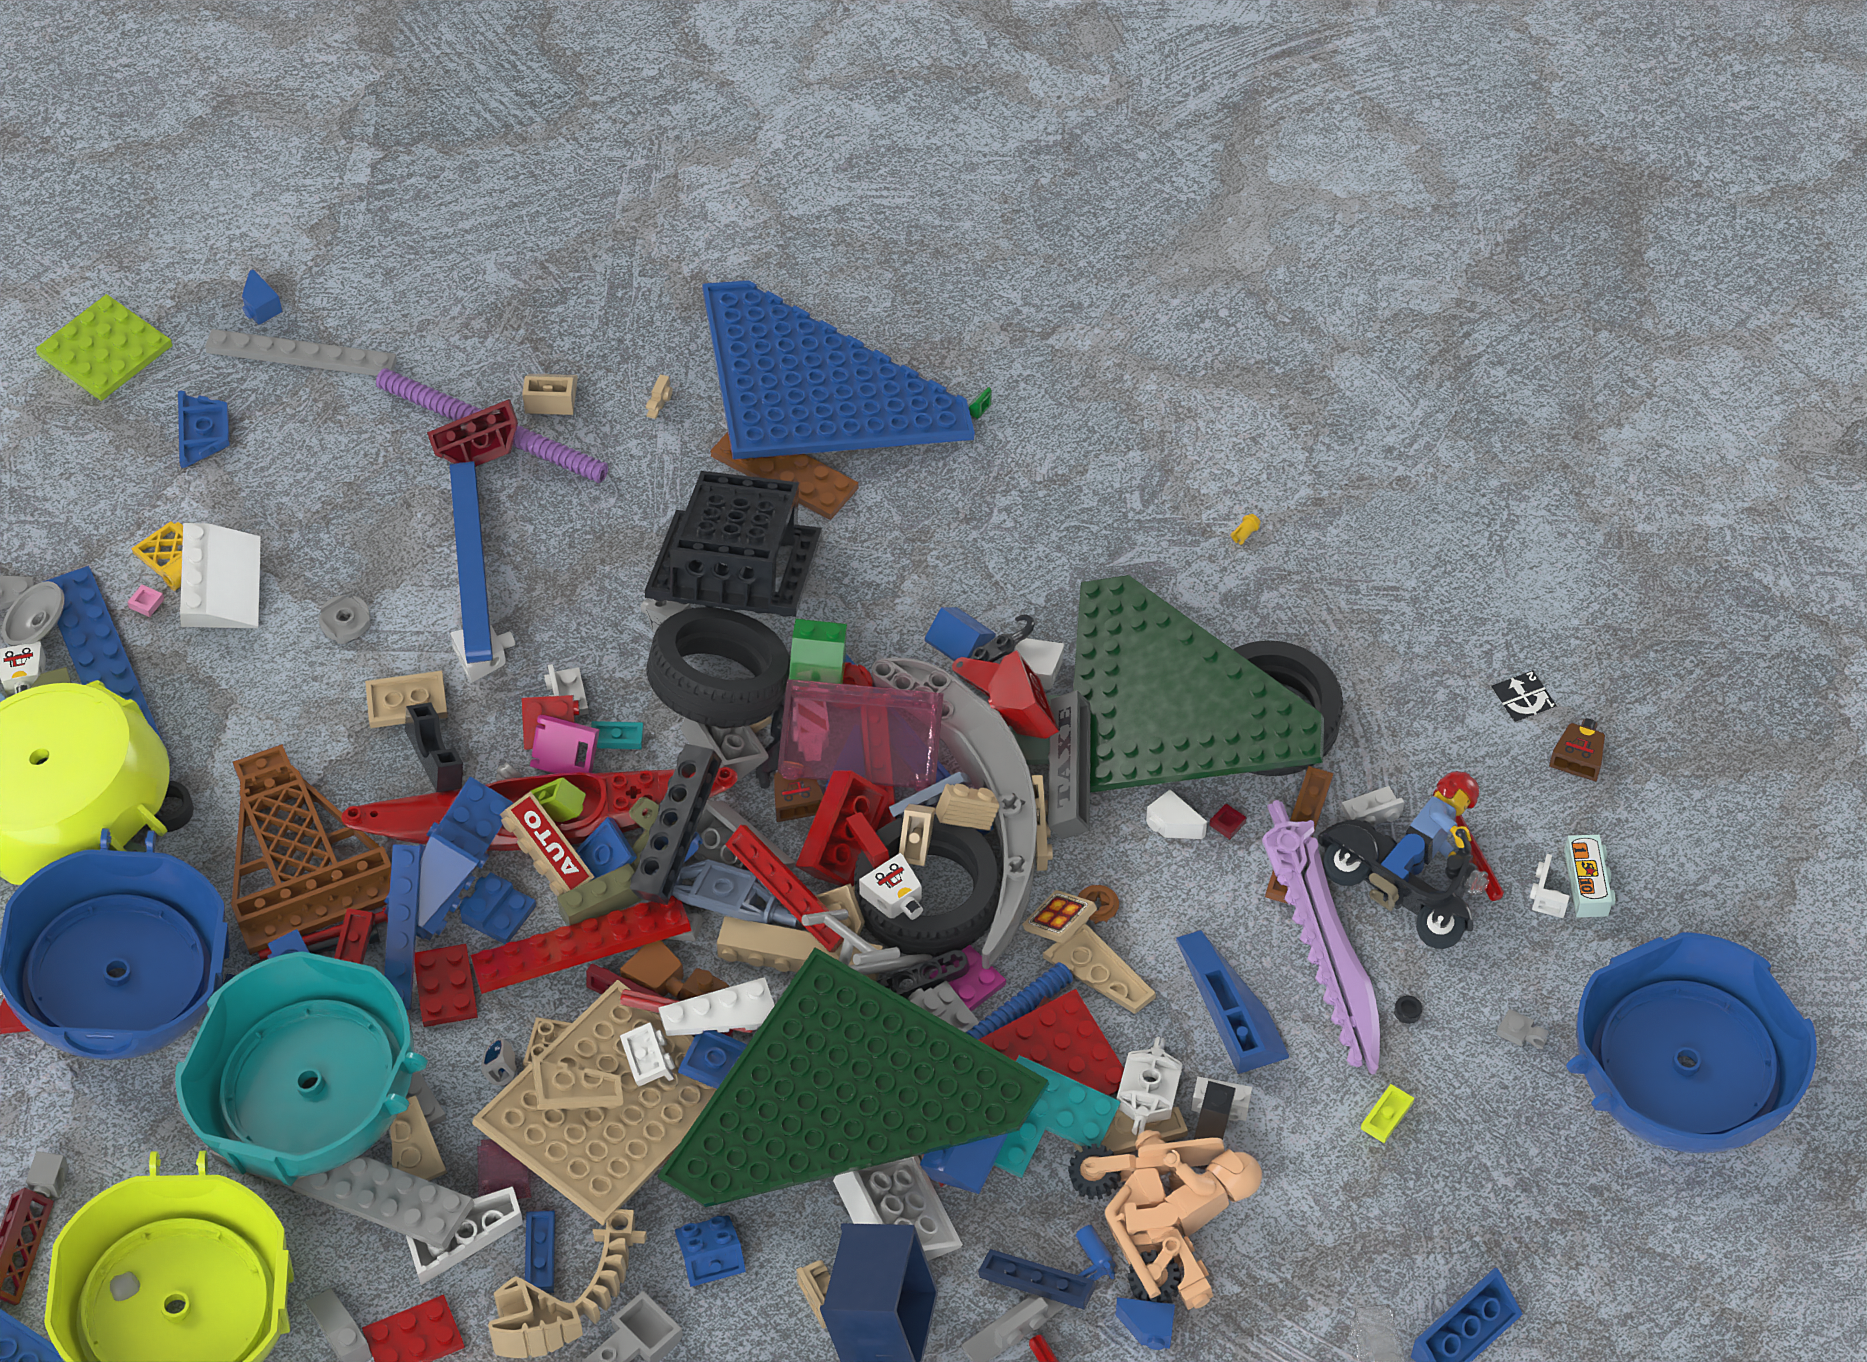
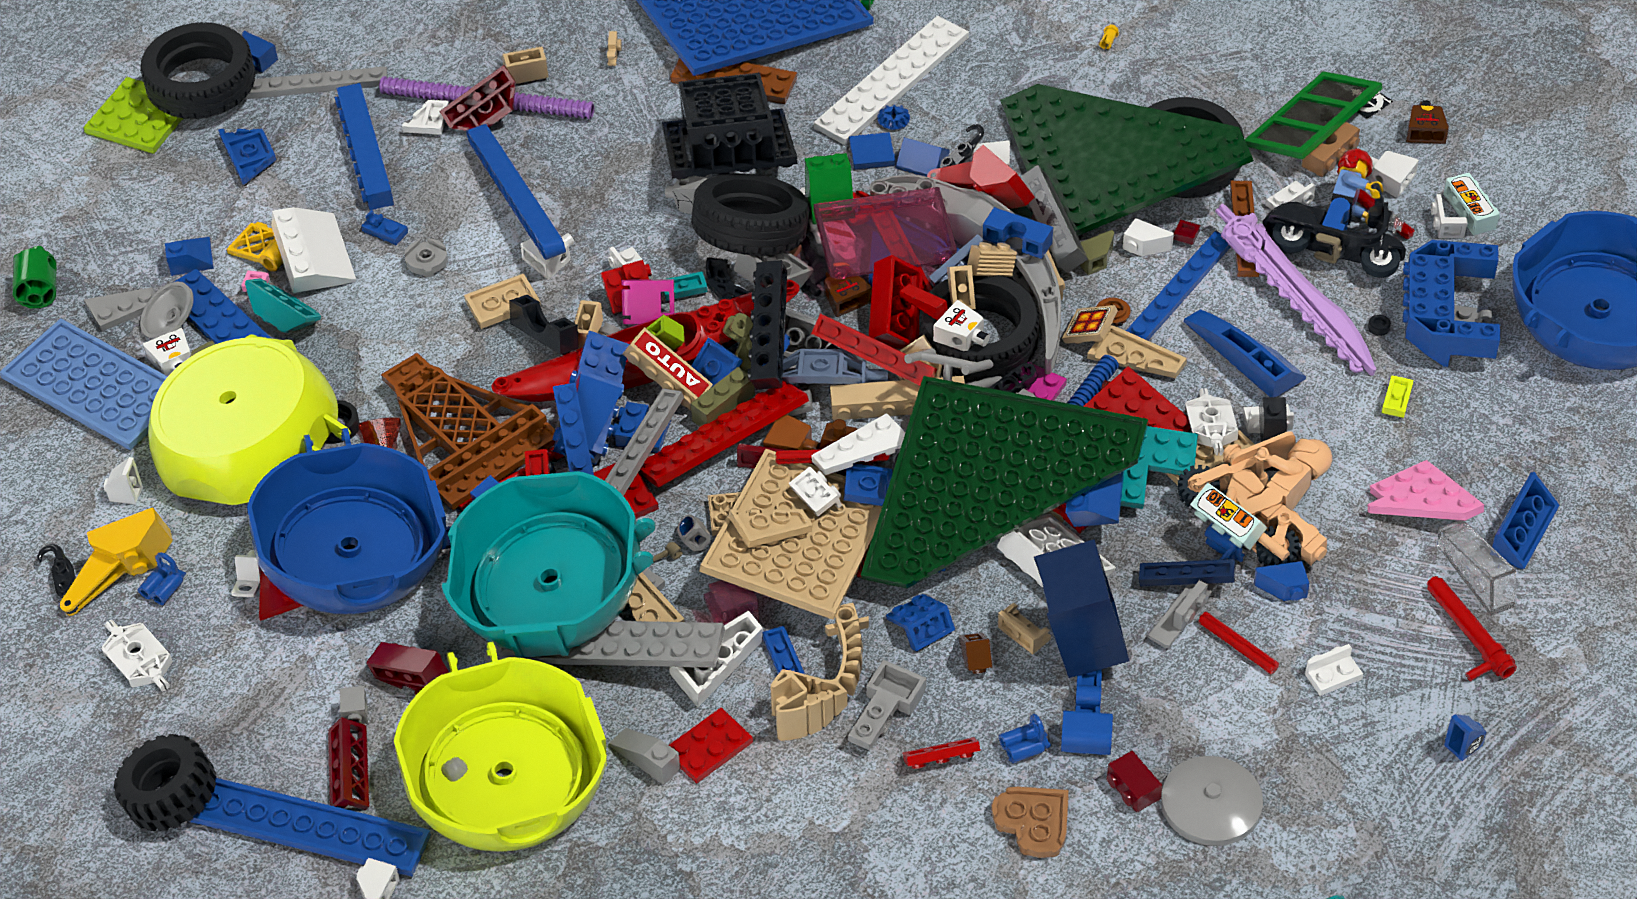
camera: 15 degrees left, 5 degrees down
(87, 545) = (188, 255): none -> blue slope
(119, 1142) = (405, 665): none -> dark red wedge
(159, 640) = (279, 307): none -> teal wedge
(169, 275) = (203, 97): none -> black tyre
(205, 841) = (381, 431): none -> clear red slope
(313, 567) = (384, 228): none -> blue plate
(330, 455) = (364, 147): none -> blue brick
(413, 435) = (427, 119): none -> white wing
(468, 1076) = (671, 549): none -> dark tan hand
(474, 941) = (644, 439): none -> light grey plate
(485, 757) = (588, 318): none -> tan brick
(662, 737) = (720, 280): none -> black tile
(754, 1308) = (976, 652): none -> reddish brown slope
(904, 611) = (872, 150): none -> blue tile
(954, 578) = (886, 120): none -> blue gear
(965, 520) = (891, 80): none -> white plate
(996, 765) = (1004, 225): none -> blue arch
(1103, 1227) = (1227, 517): none -> brick
(1110, 820) = (1098, 252): none -> olive slope
(1186, 895) = (1179, 287): none -> blue plate
(1359, 1254) = (1423, 493): none -> bright pink wing
(1432, 763) = (1328, 154): none -> medium nougat arch
(1444, 702) = (1313, 114): none -> door
(1474, 995) = (1431, 300): none -> blue wedge
(1510, 806) = (1394, 172): none -> white torso

